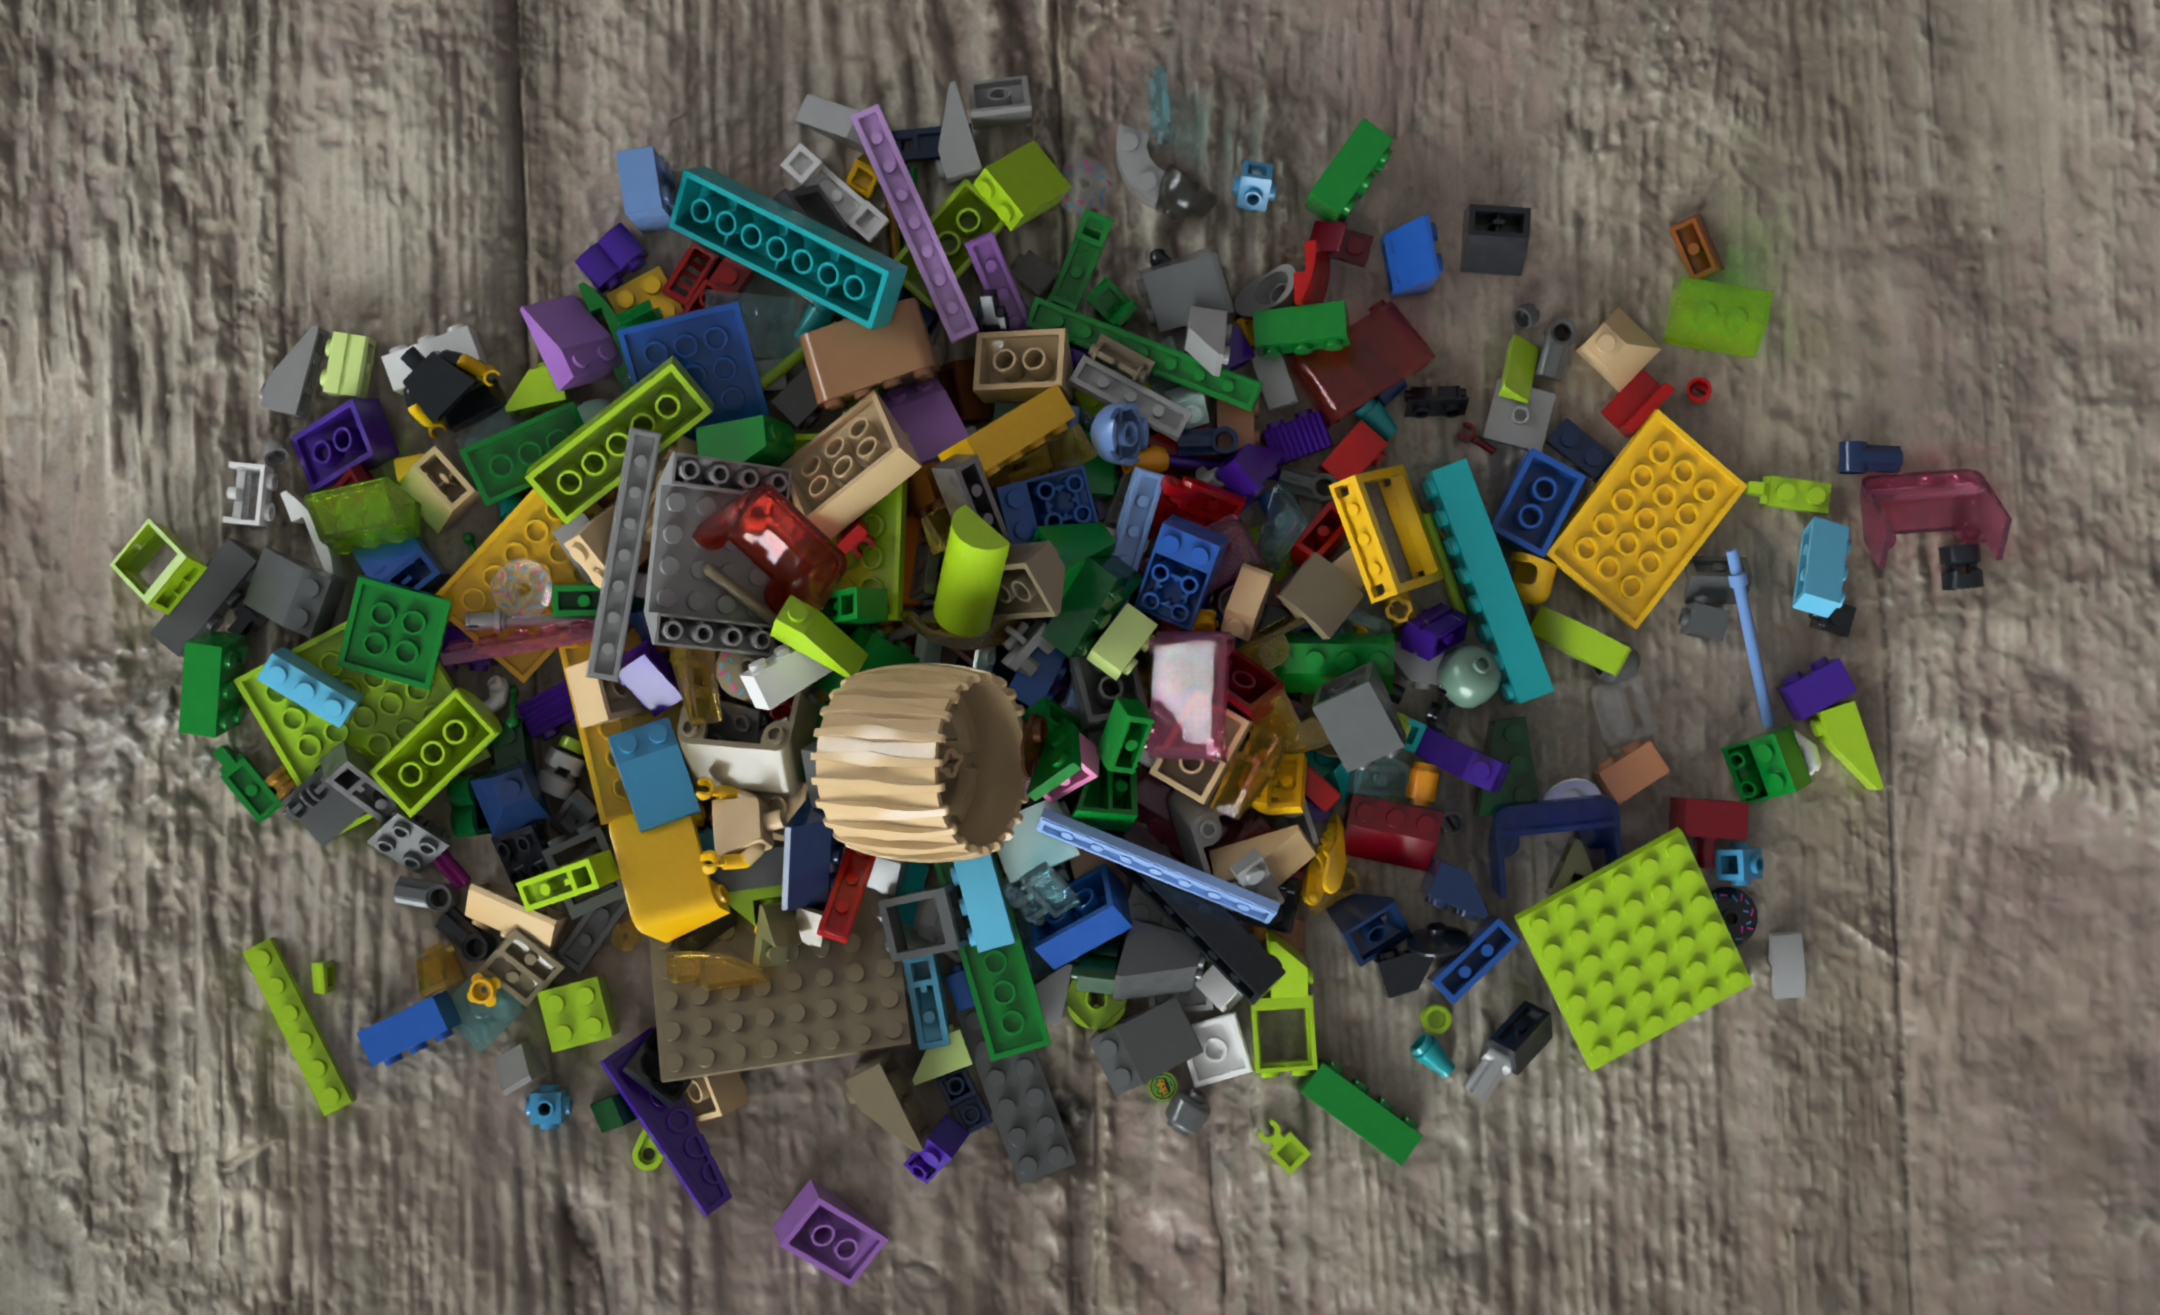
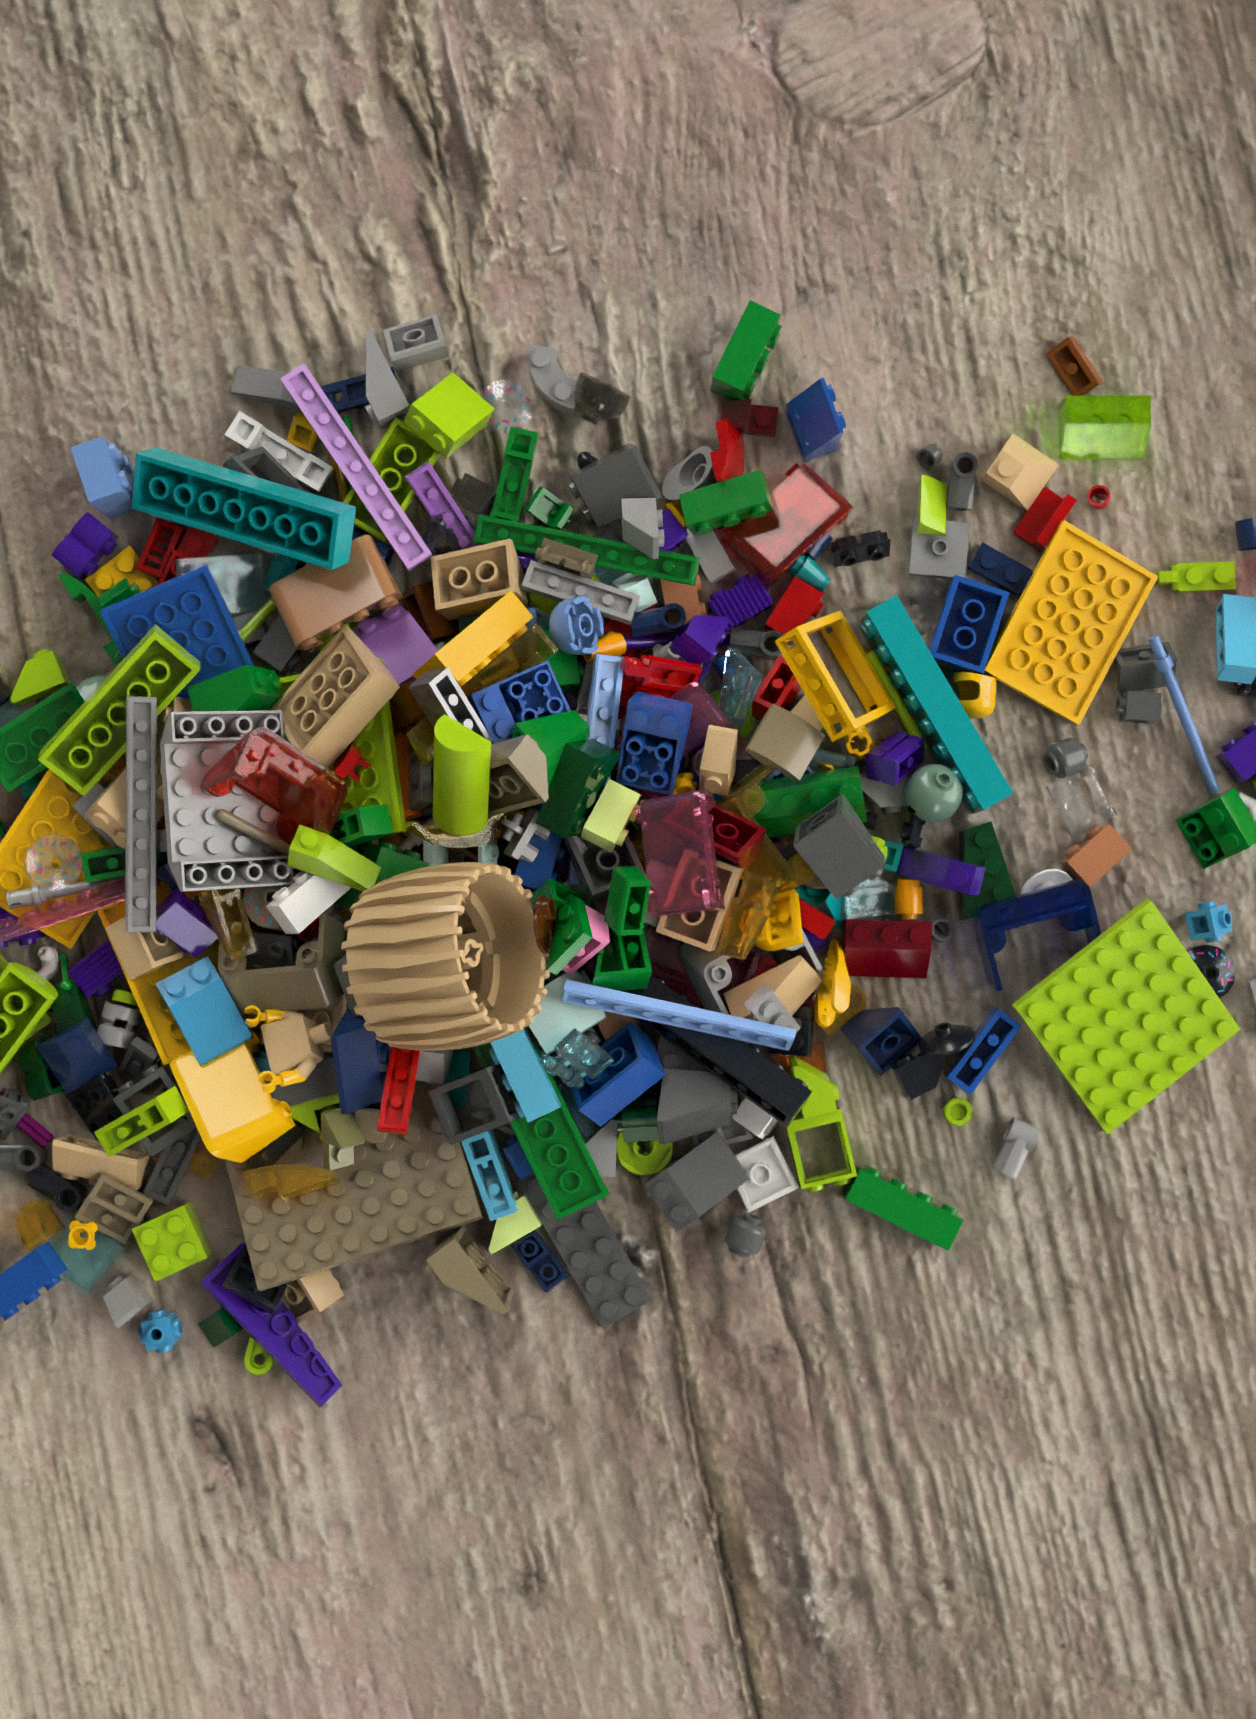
camera: 10 degrees left, 0 degrees up
(571, 342) = (61, 629): medium lavender slope -> none
(829, 1233) = (436, 1403): medium lavender slope -> none
(939, 1149) = (522, 1309): dark purple slope -> none
(1158, 96) = (559, 313): clear light blue plate -> none
(1163, 1087) = (719, 1216): tile -> none
(1254, 186) = (661, 380): dark azure brick -> none
(1286, 1148) = (841, 1254): lime plate -> none
(1430, 1053) = (959, 1144): teal cone -> none
(1452, 886) = (952, 987): dark blue slope -> none
(1475, 439) = (903, 576): dark red hand -> none
(1495, 239) = (889, 391): black slope -> none
(1523, 1035) = (1039, 1112): black panel -> none
(1573, 860) = (1057, 945): olive slope -> none
(1579, 641) = (1028, 744): lime slope -> none
(1708, 822) = (1174, 888): dark red brick -> none

